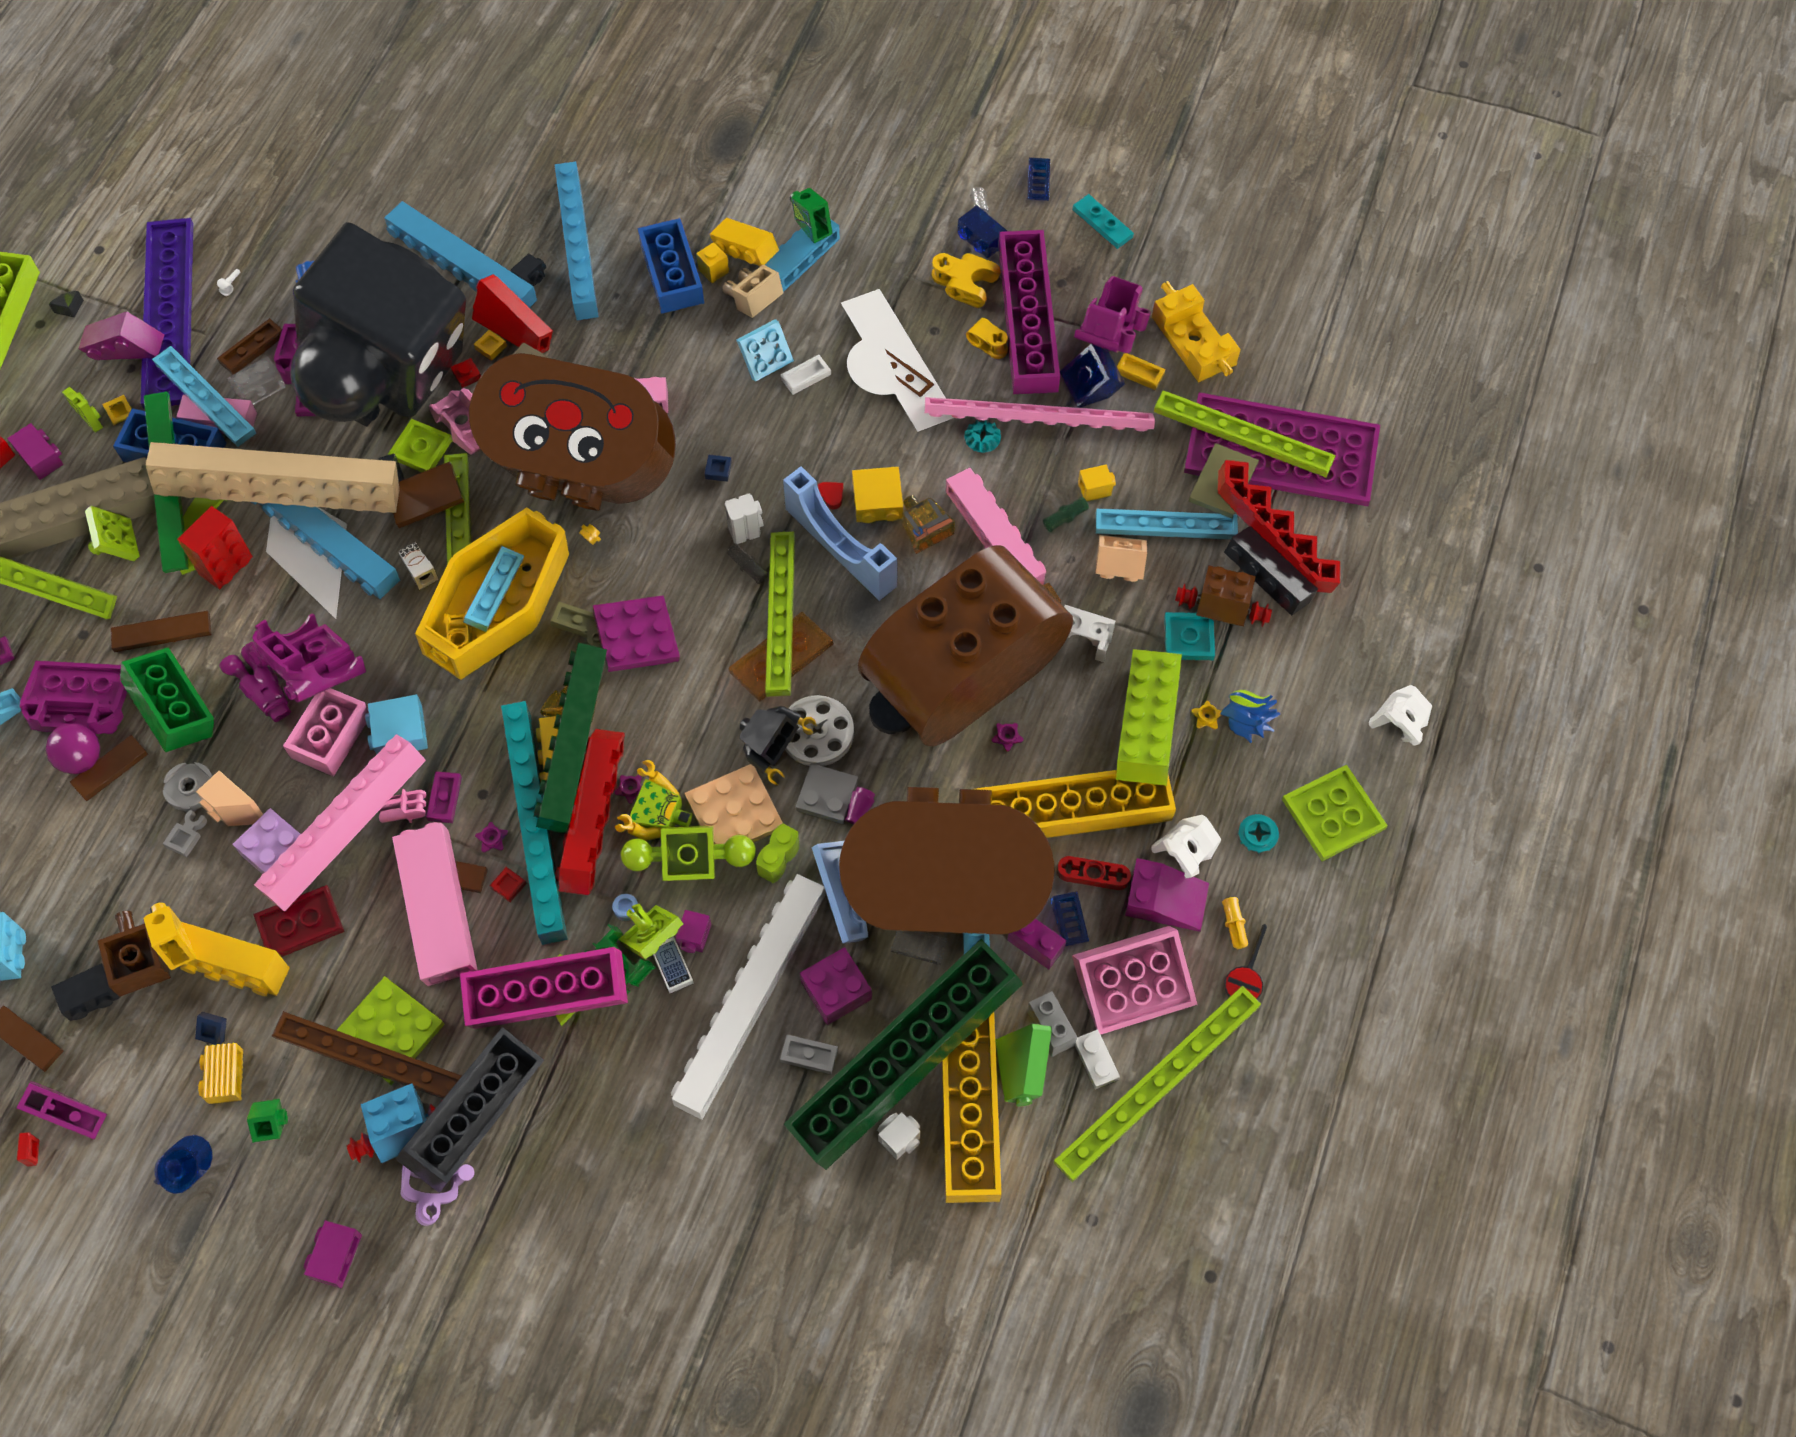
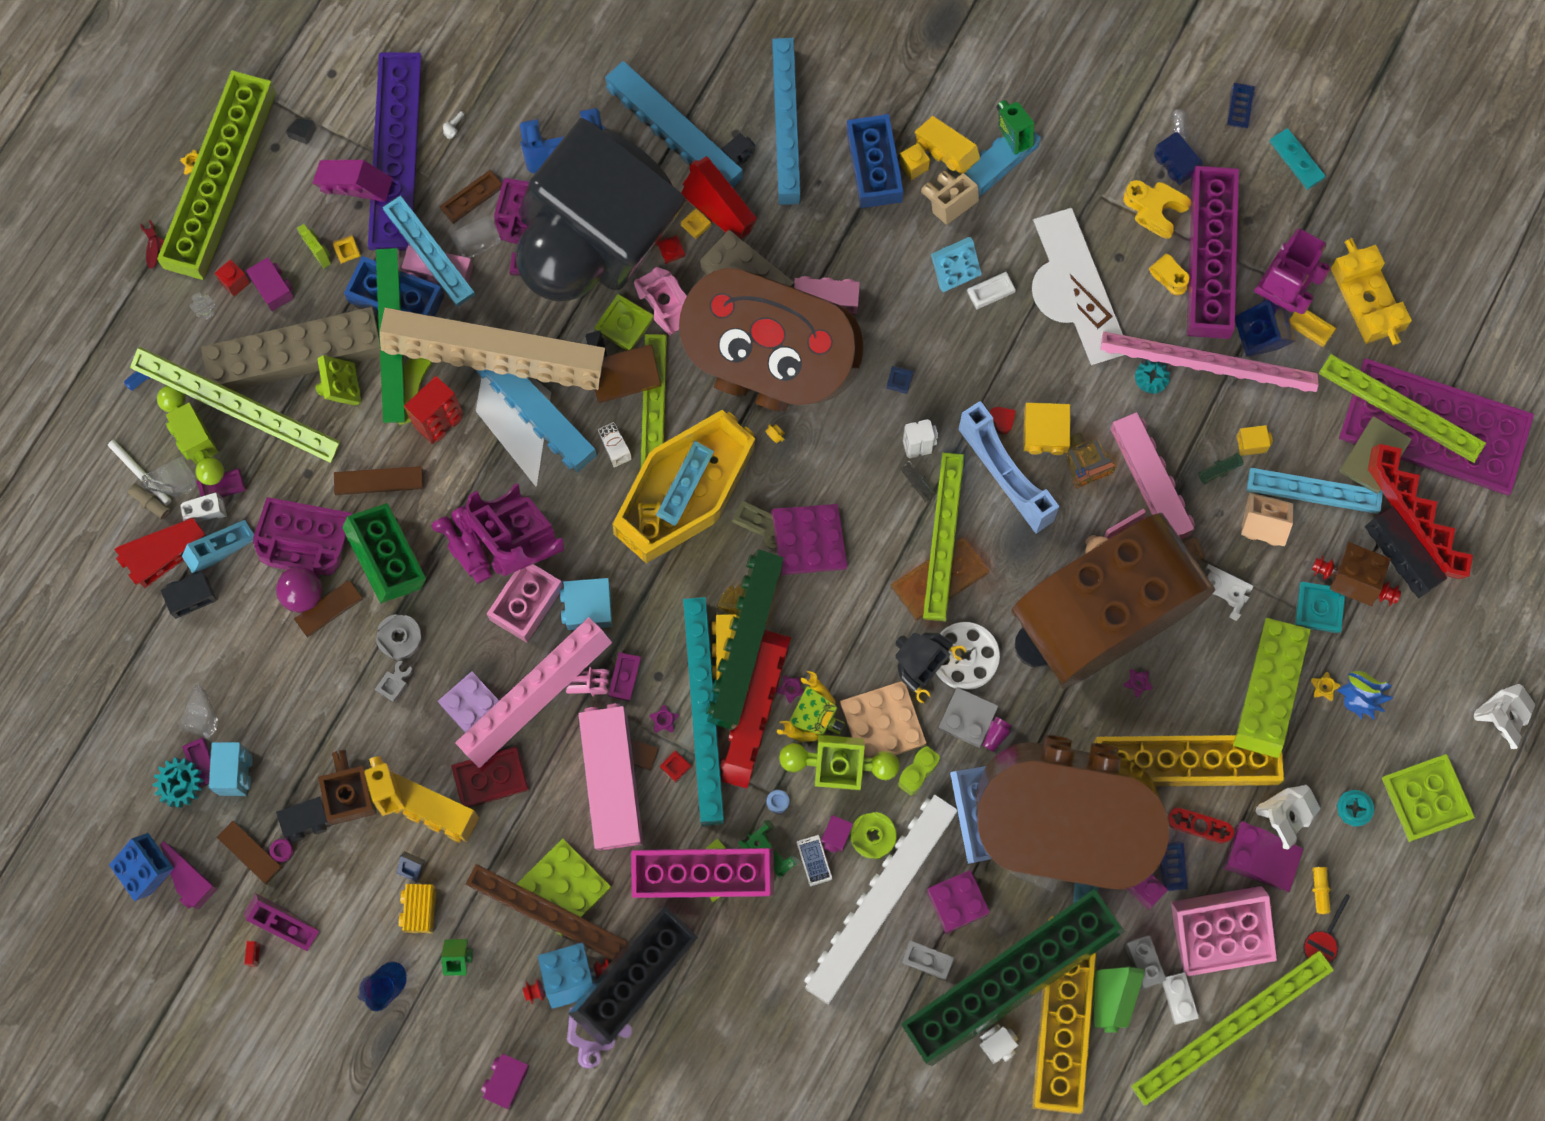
camera: 10 degrees right, 10 degrees up
(62, 1031) = (281, 850): none -> magenta tile
(227, 802) = (435, 660): light nougat slope -> none
(649, 930) = (799, 830): lime plate -> none
(730, 915) = (872, 822): none -> lime plate

